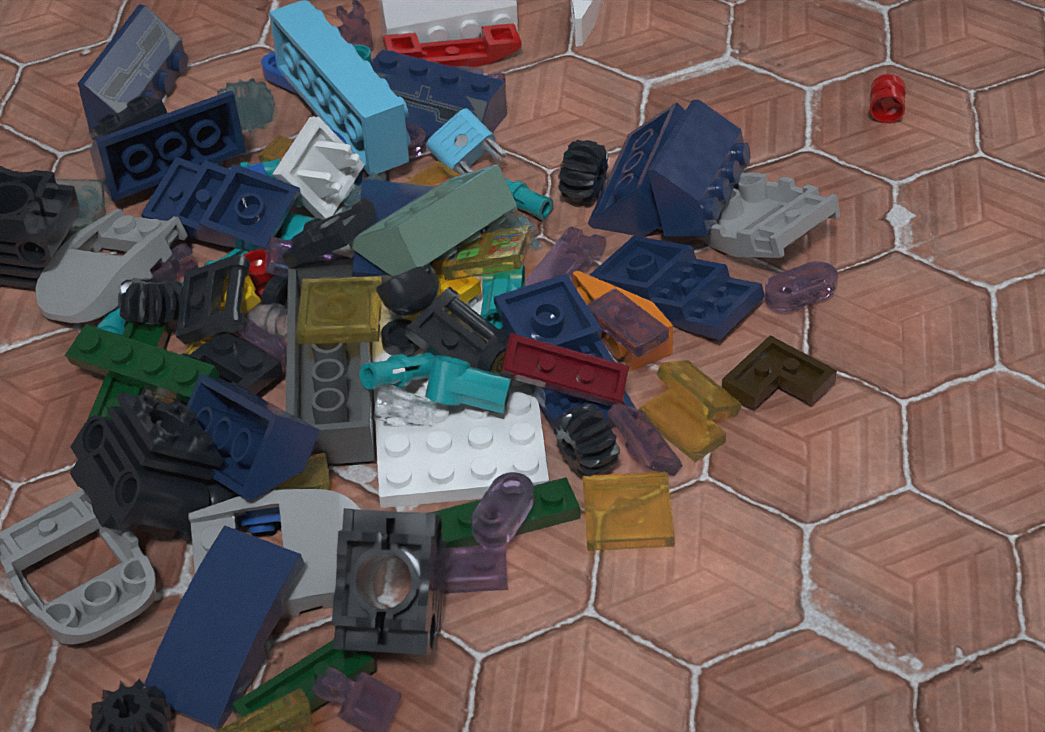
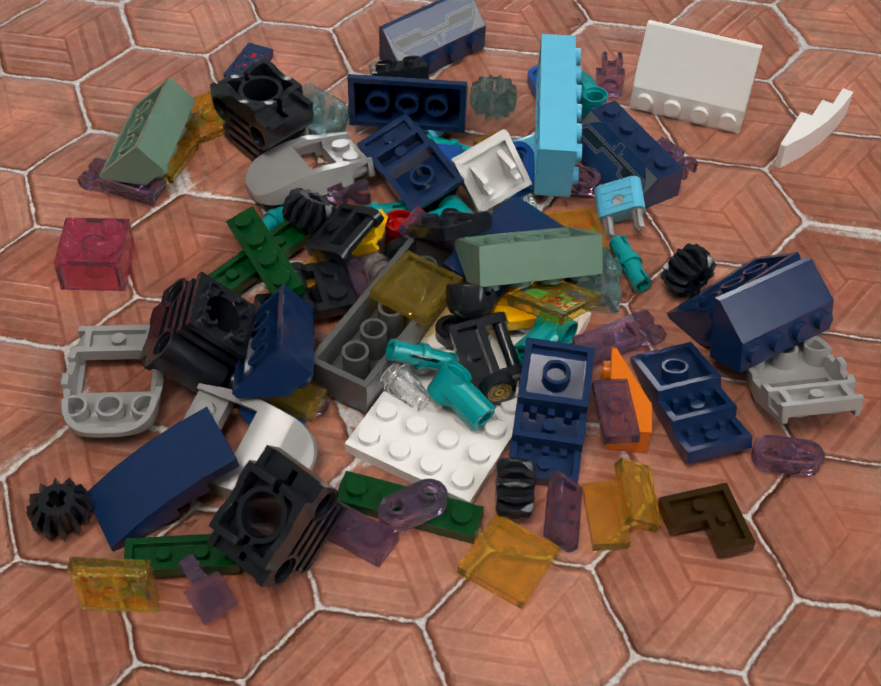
camera: 30 degrees right, 5 degrees up
(494, 44) = (678, 130): red slope -> none
(564, 370) = (536, 424): dark red tile -> none

